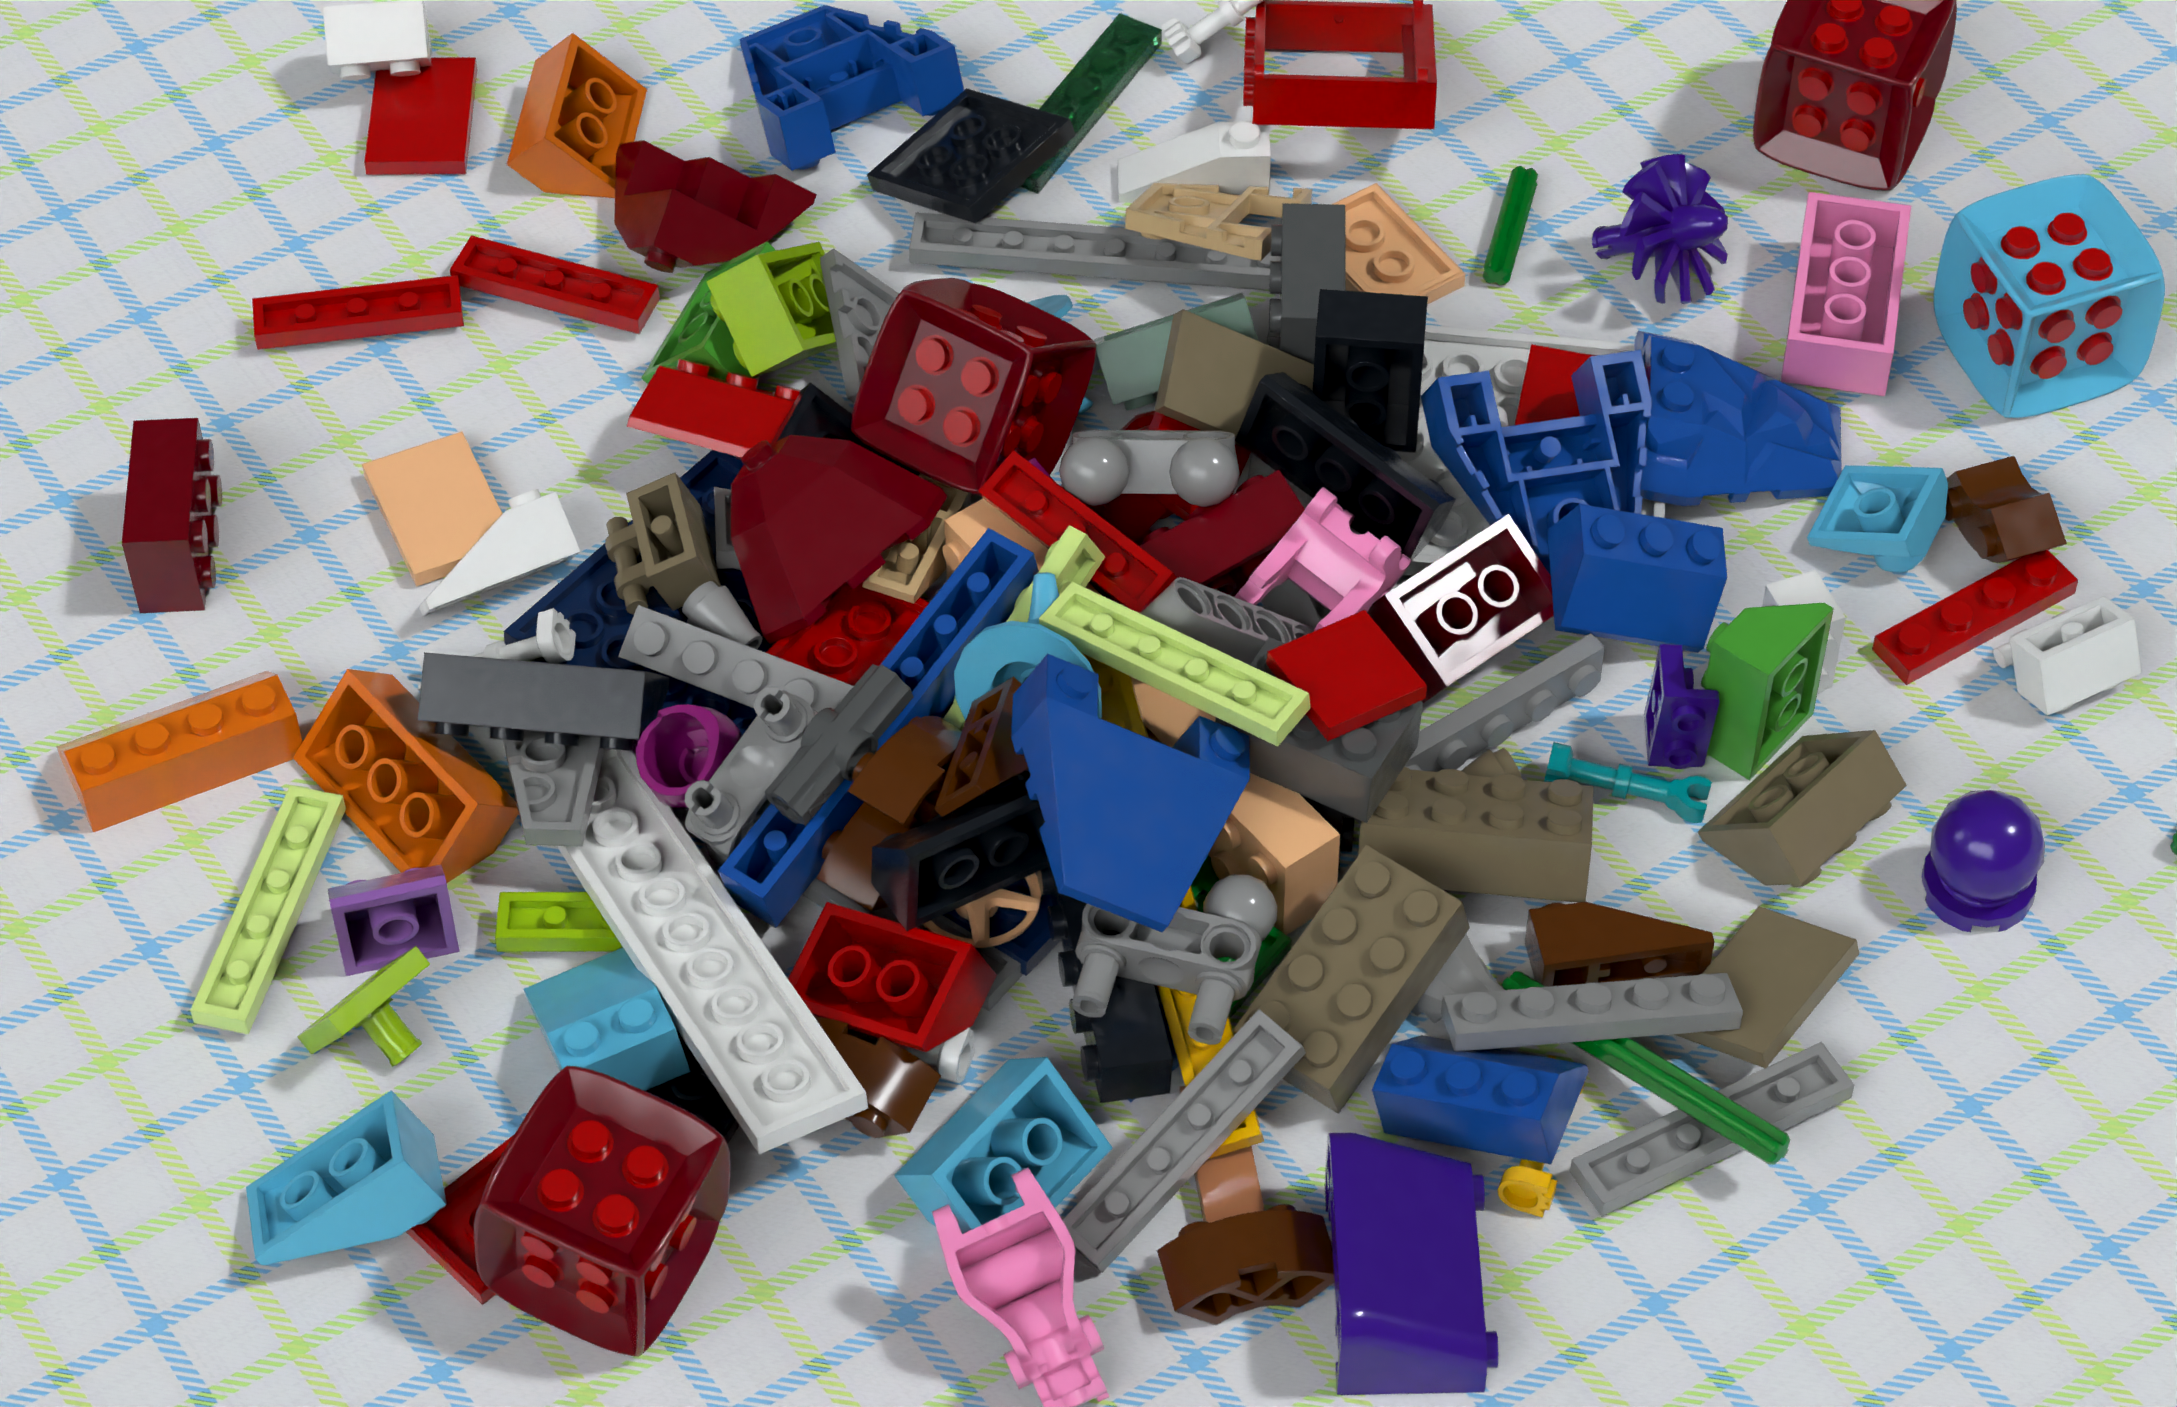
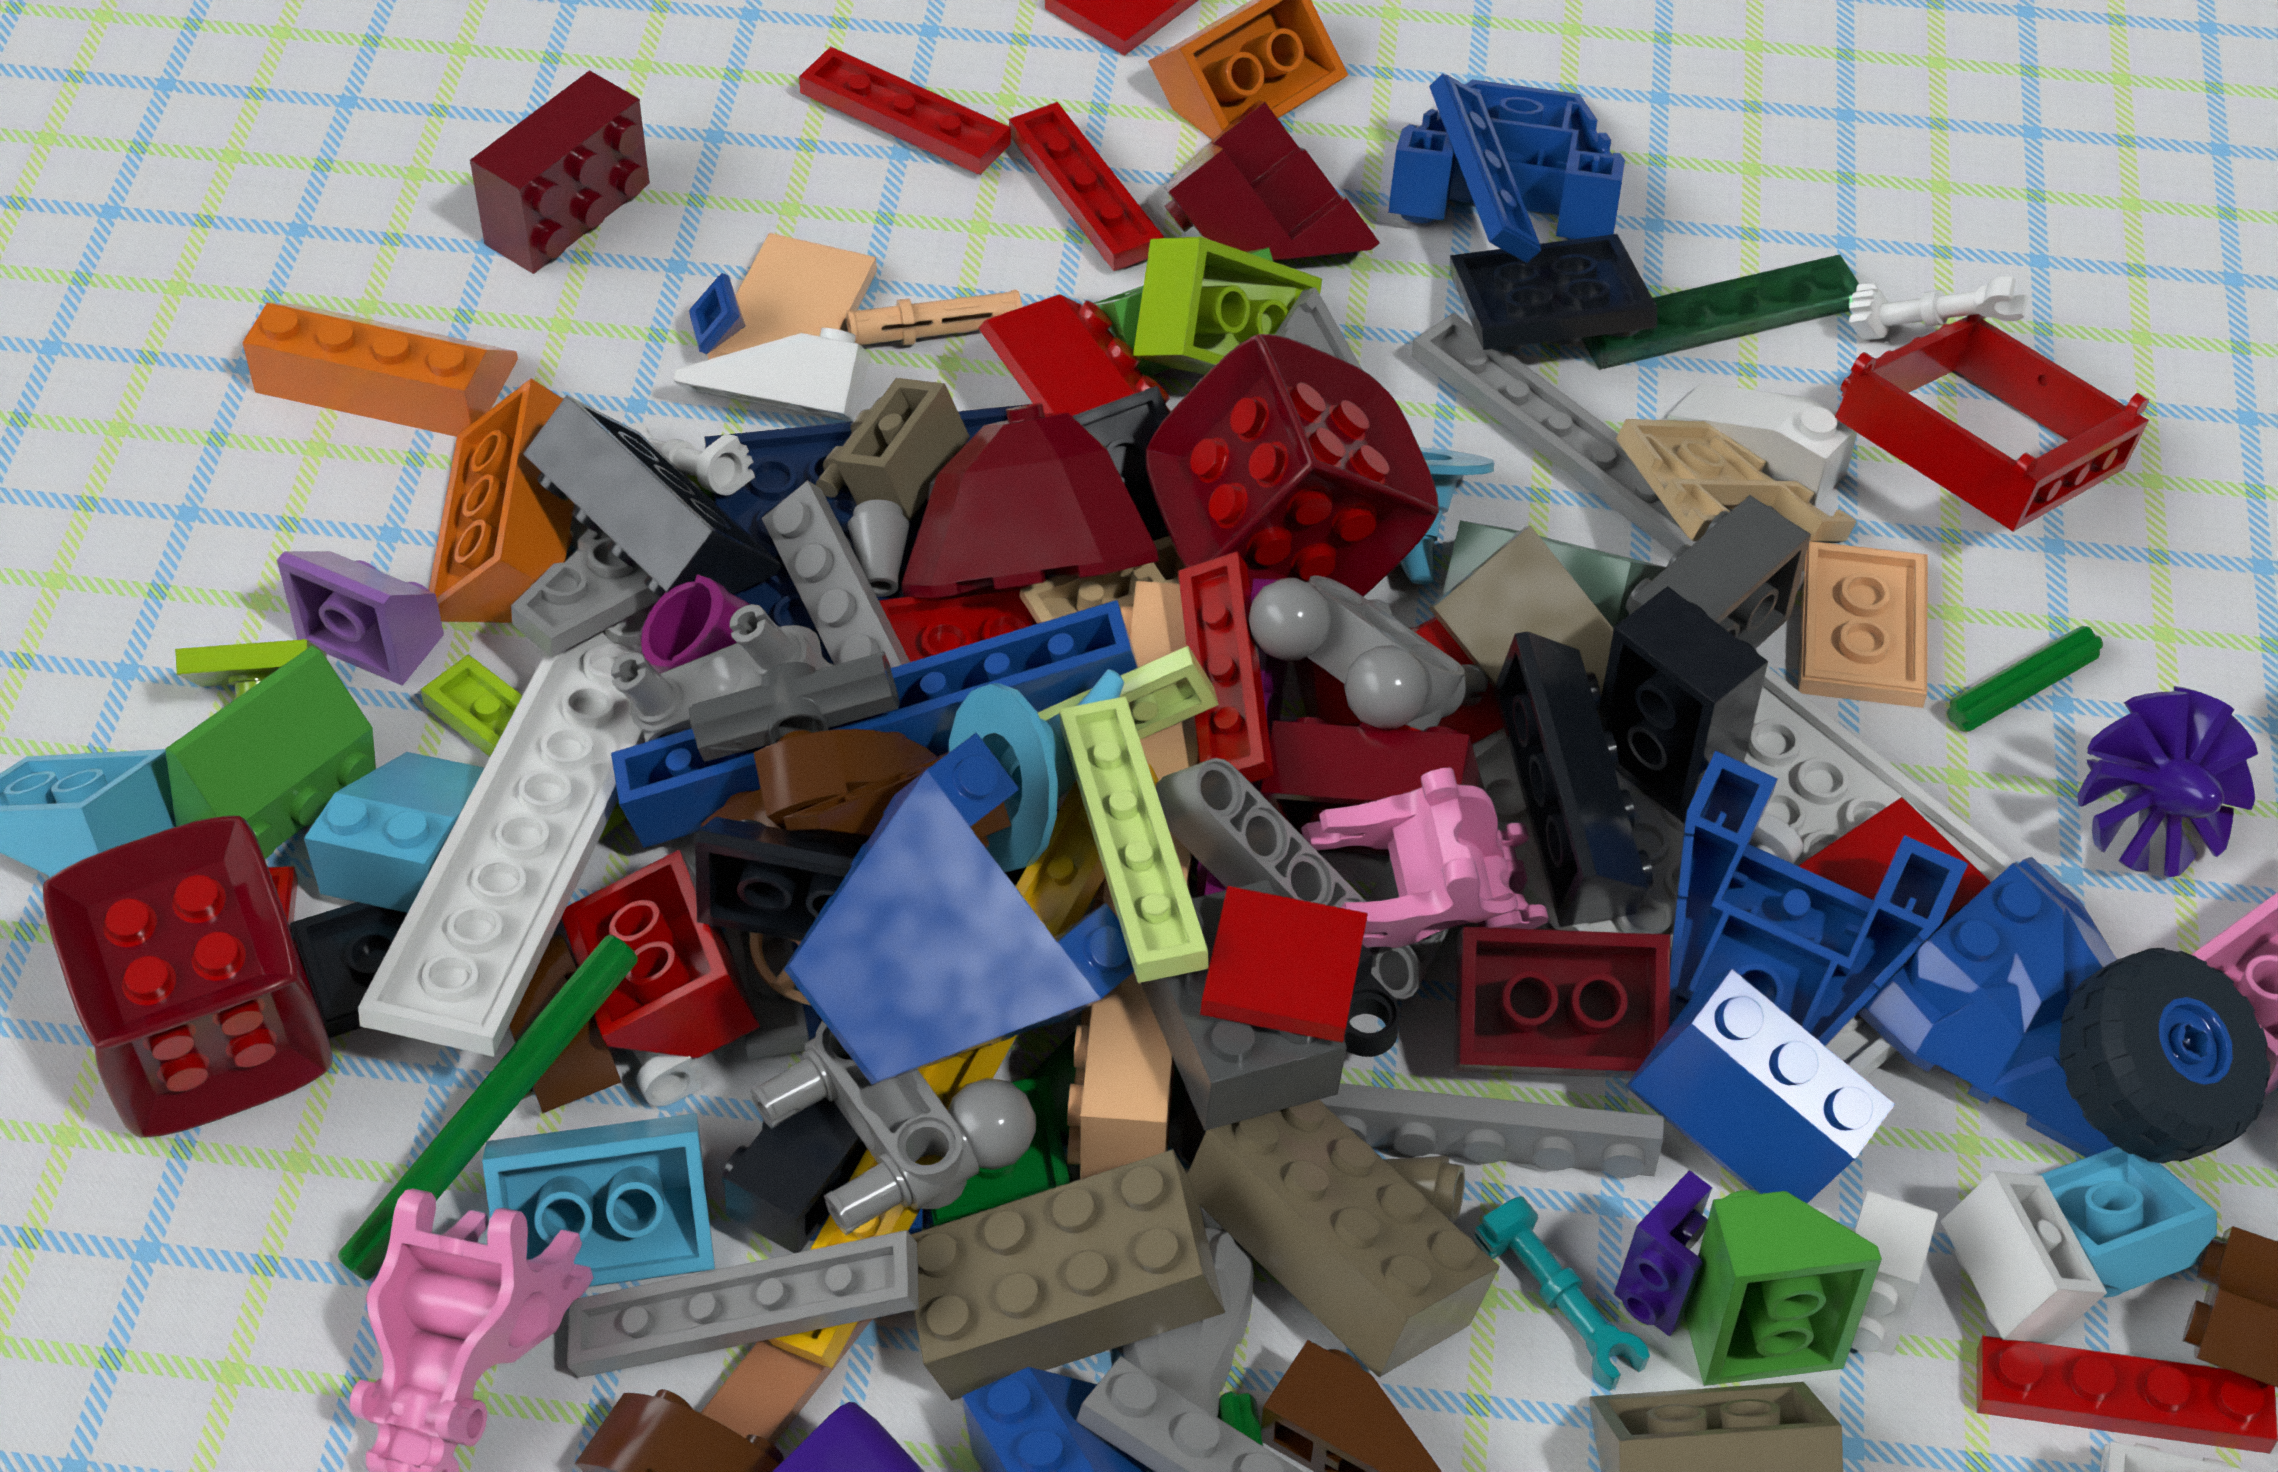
camera: 40 degrees right, 0 degrees up
(268, 910) = (327, 522): yellowish green plate -> none
(404, 543) = (716, 315): none -> blue slope
(471, 1055) = (274, 752): none -> bright green slope
(540, 460) = (927, 319): none -> light nougat pin
(845, 93) = (1485, 168): none -> blue tile
(883, 1149) = (495, 1097): none -> green axle
(1836, 395) = (2164, 1055): none -> black wheel
(1864, 571) = (2022, 1257): none -> white brick

